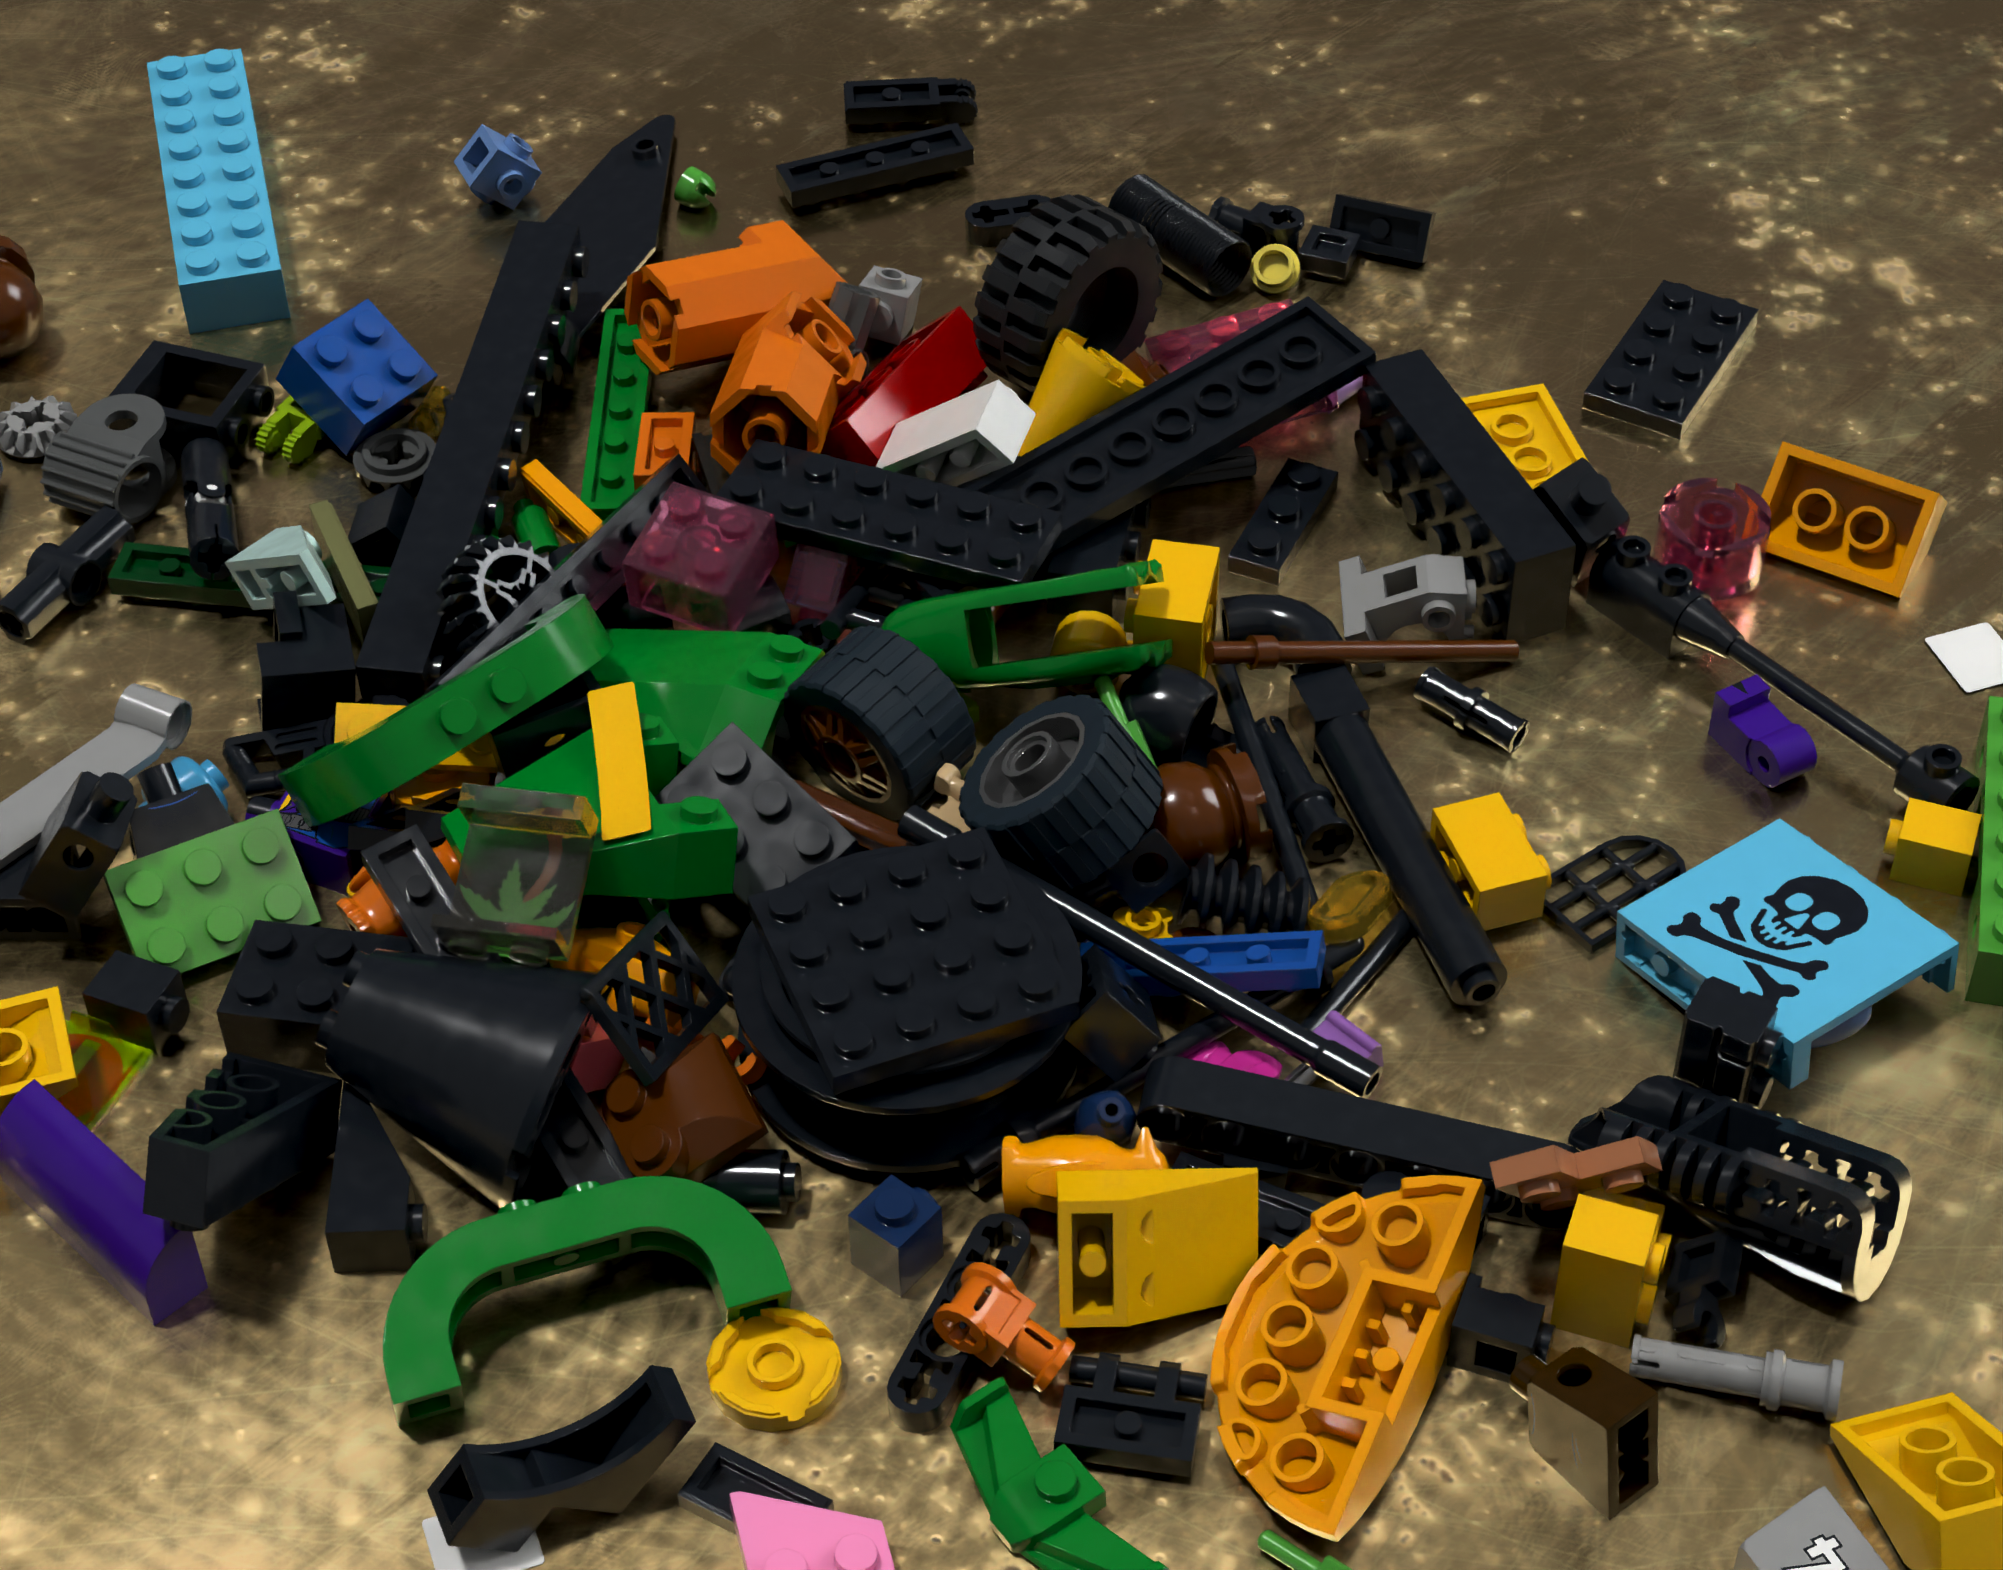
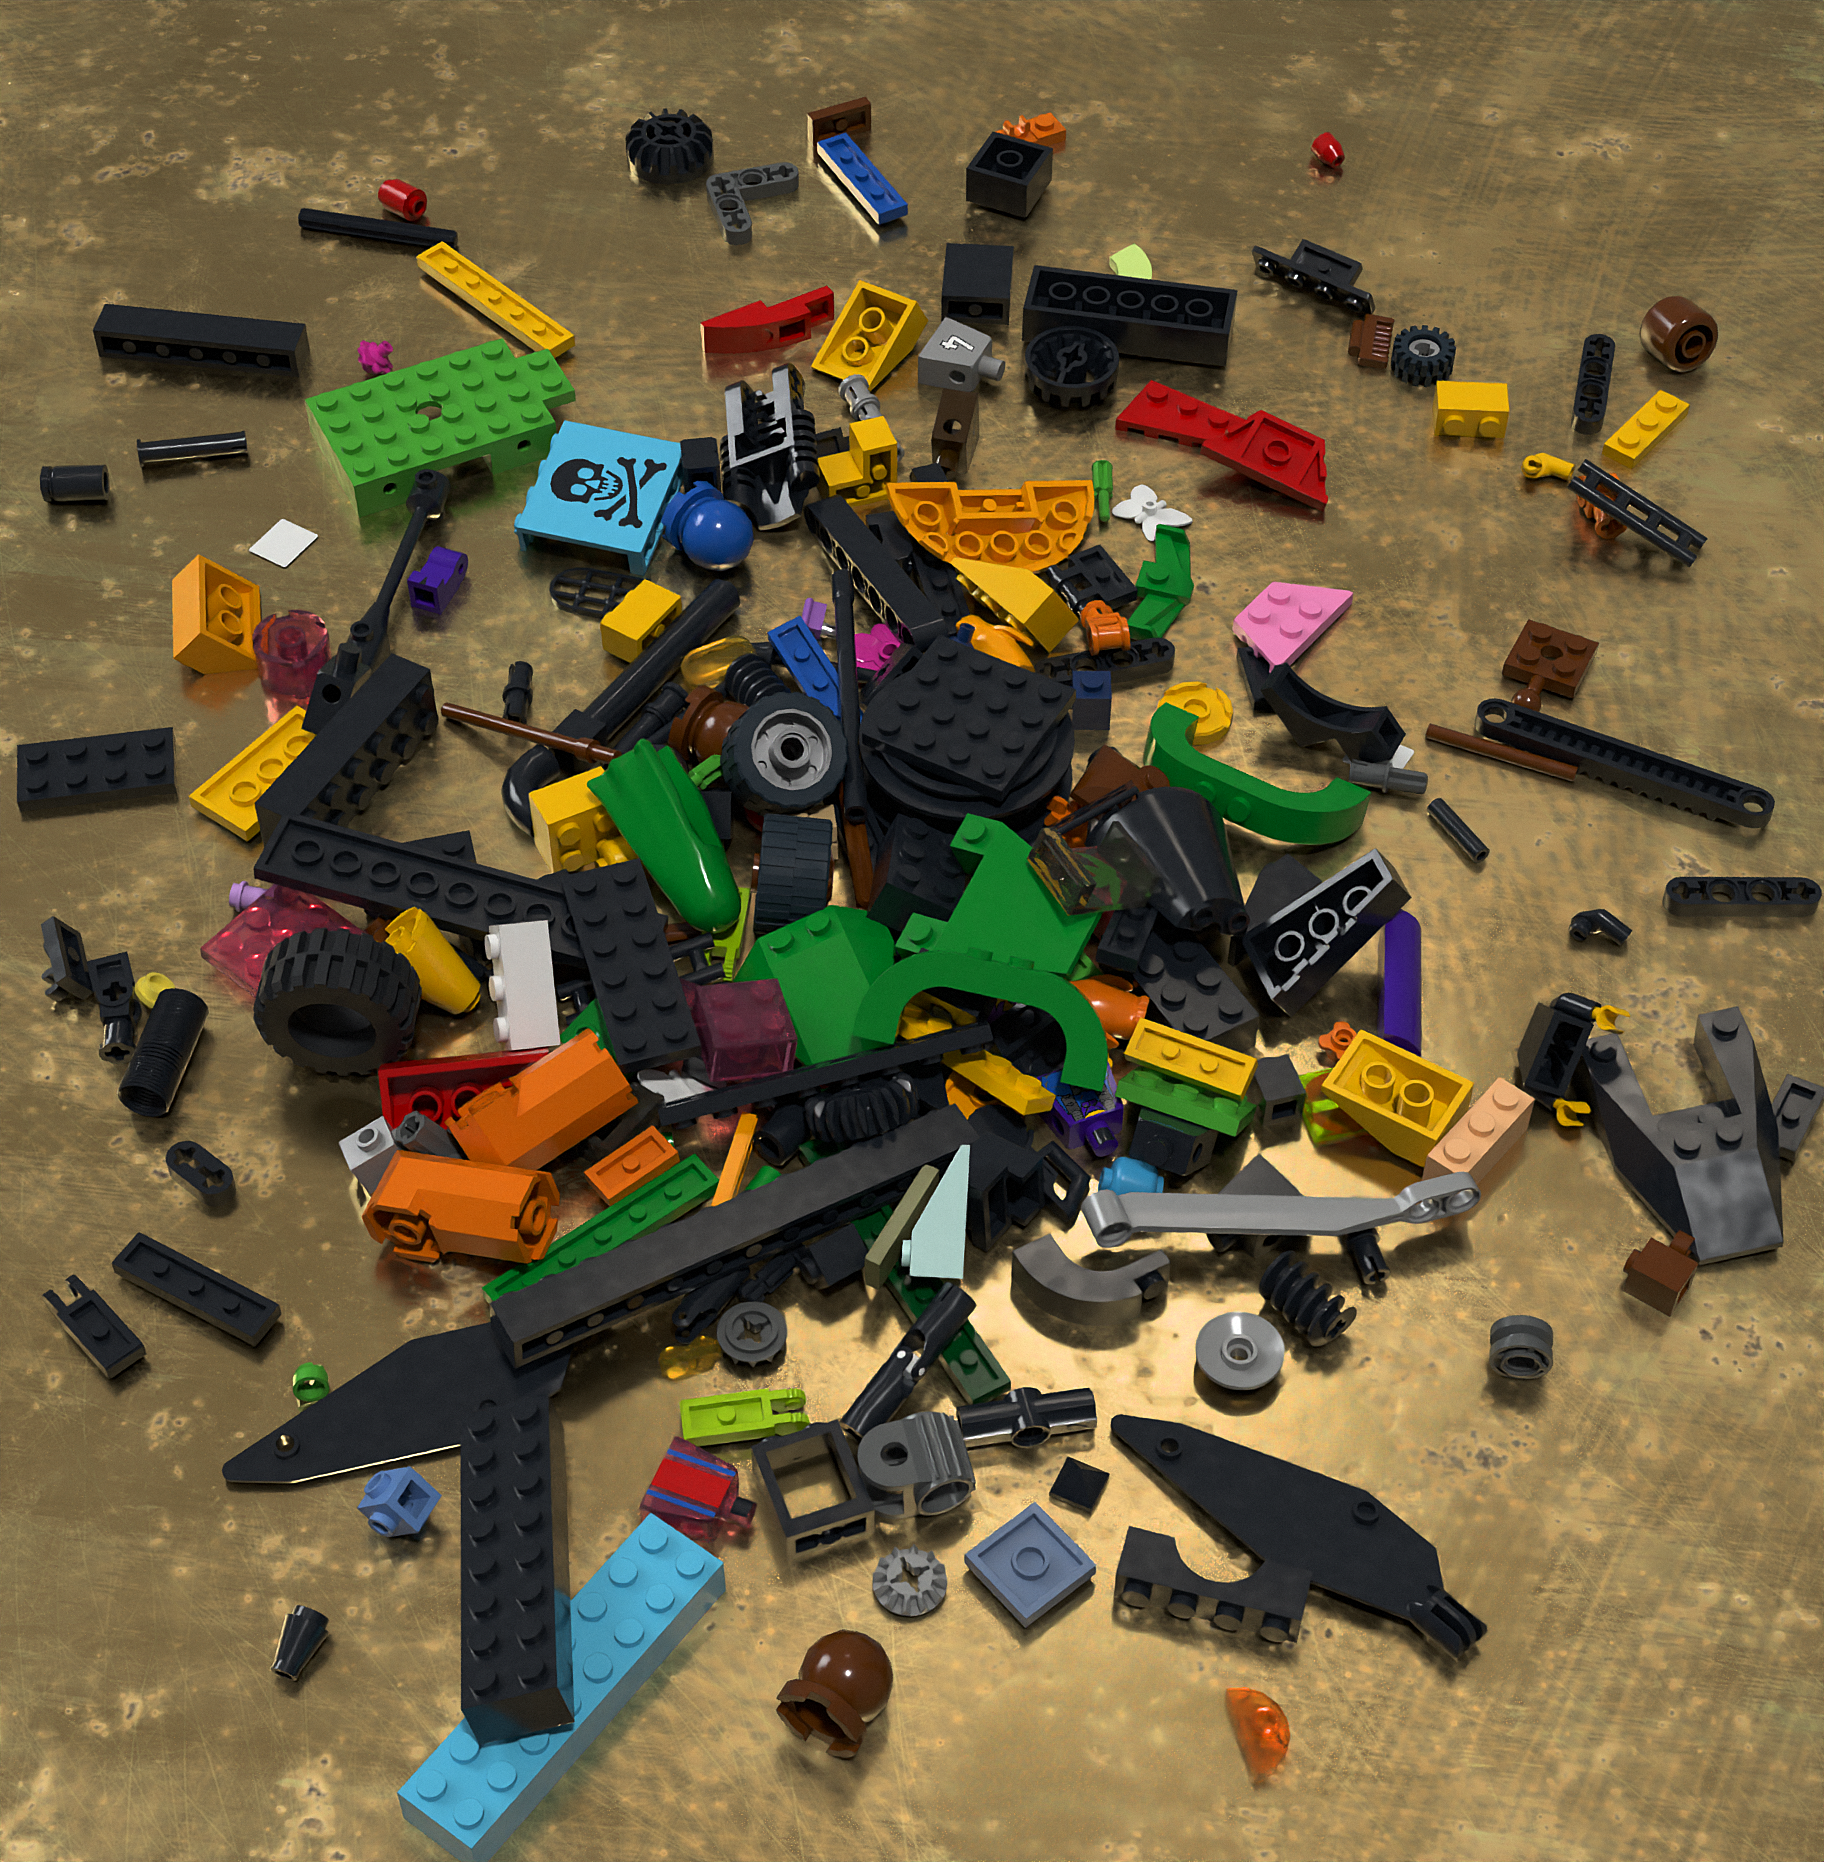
camera: 130 degrees left, 5 degrees up
(90, 815) = (1234, 1139): black torso -> none
(122, 1122) = (1332, 1041): none -> orange plate
(171, 664) = (1085, 1294): none -> black arch
(233, 900) = (1191, 1059): none -> yellow plate
(255, 1511) = (1458, 830): none -> black piece
(273, 324) = (696, 1493): none -> torso
(331, 163) = (514, 1571): none -> black brick
(356, 376) = (720, 1370): blue brick -> none
(397, 1498) = (1387, 777): none -> dark grey axle
(458, 89) = (298, 1641): none -> black cone
(620, 761) = (971, 895): yellow sticker -> none
(1406, 595) = (477, 762): light grey tile -> none
(1557, 1176) = (851, 468): nougat plate -> none
(1595, 1008) = (708, 528): none -> blue tile
(1932, 846) = (471, 485): yellow brick -> none

